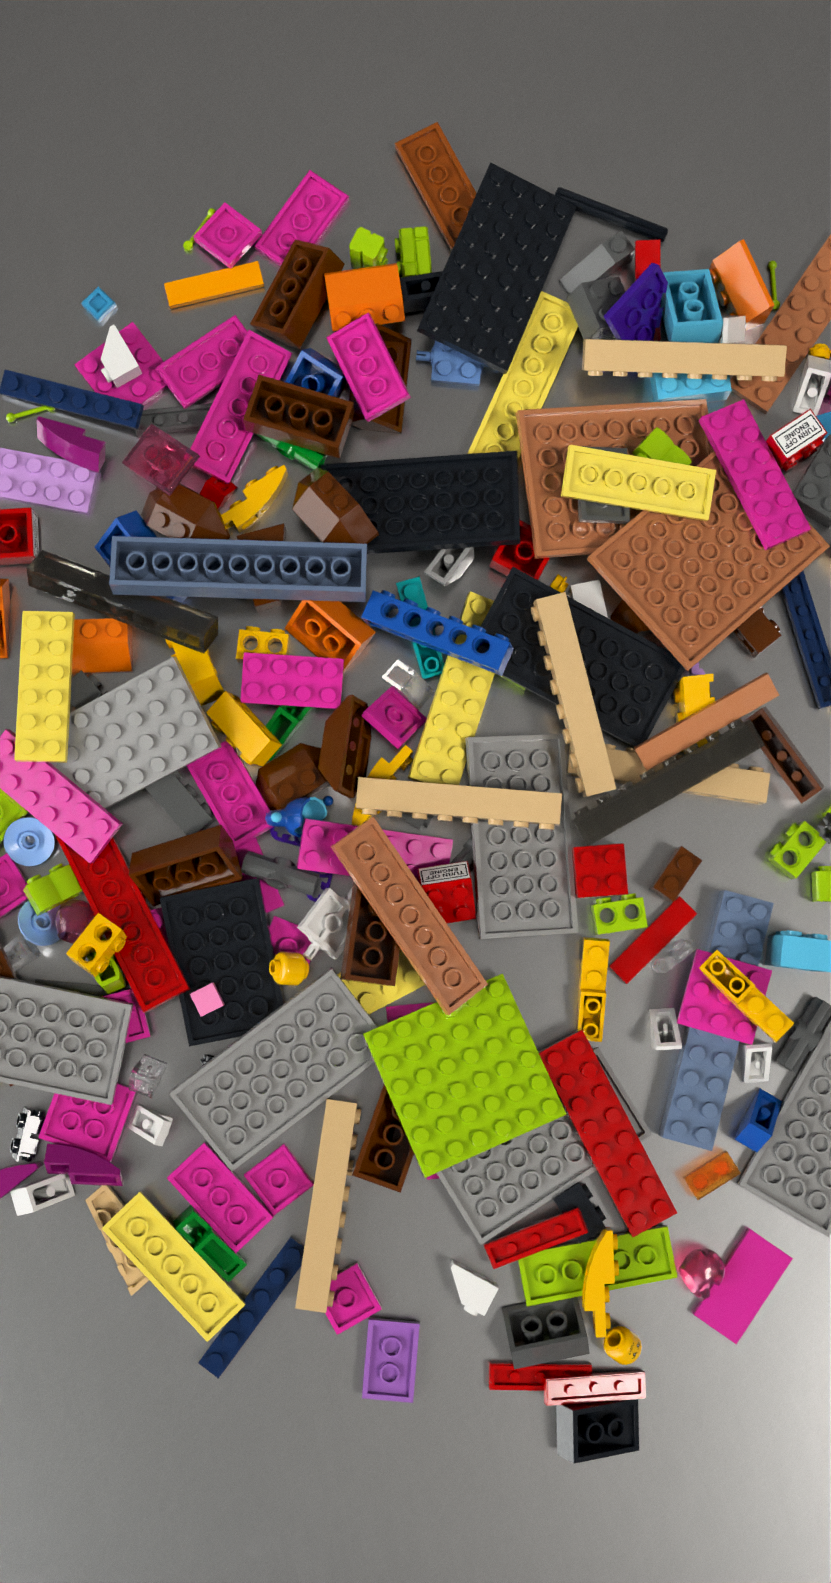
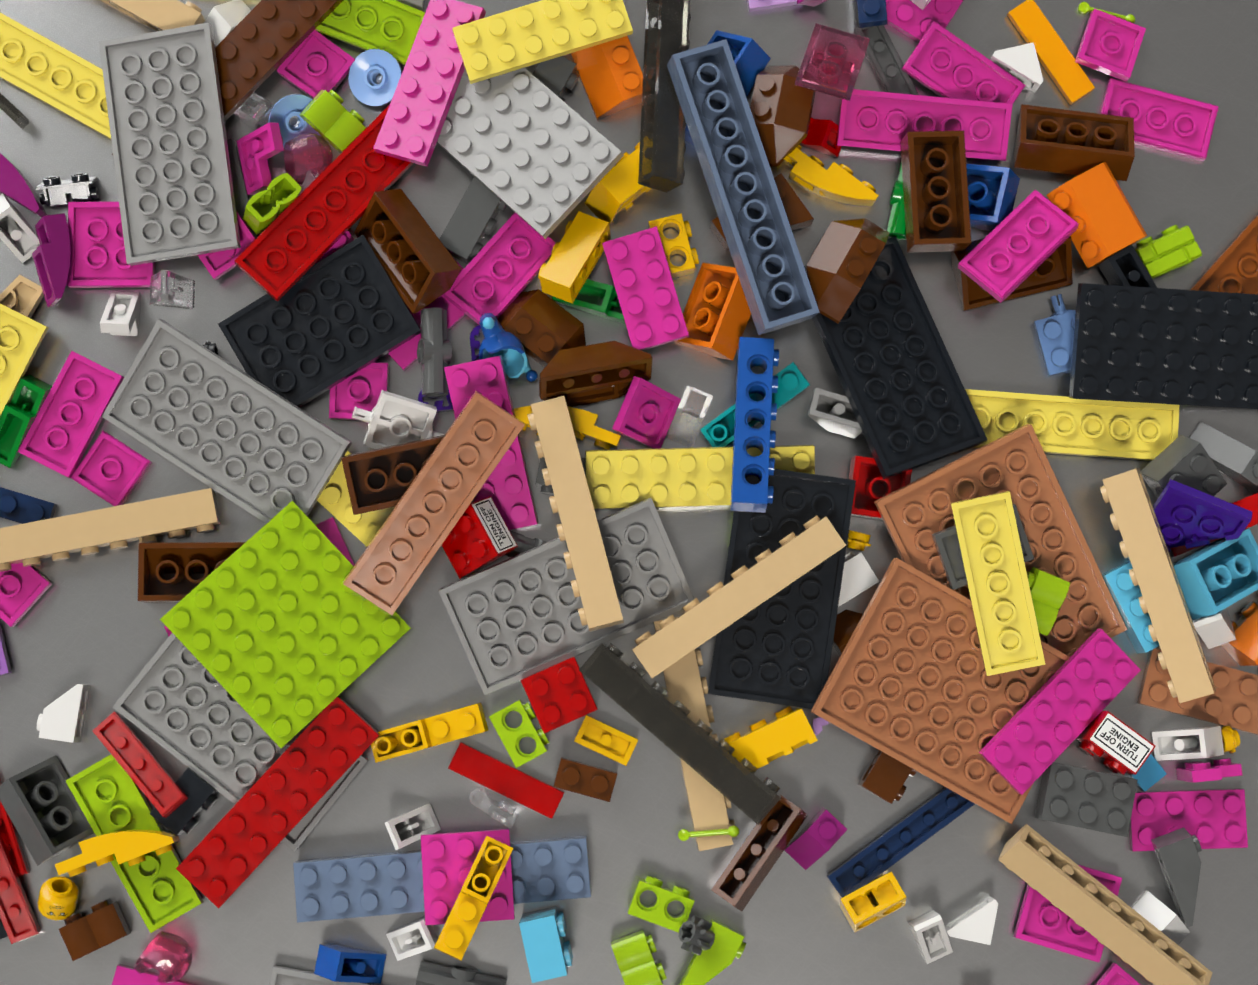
camera: 65 degrees right, 0 degrees up
(54, 963) = (253, 153): none -> dark pink plate
(91, 941) = (289, 178): yellow brick -> none
(207, 999) = (273, 323): bright pink tile -> none
(217, 310) = (1021, 63): none -> white slope
(289, 968) = (335, 397): yellow head -> none
(367, 249) = (1149, 199): lime brick -> none
(649, 846) = (606, 740): none -> yellow plate
(658, 1324) = (95, 930): none -> reddish brown brick
(706, 721) = (763, 752): nougat tile -> none
(711, 1175) = (273, 933): clear orange plate -> none
(749, 809) = (684, 834): none -> lime hinge
(788, 707) = (815, 838): none -> magenta slope

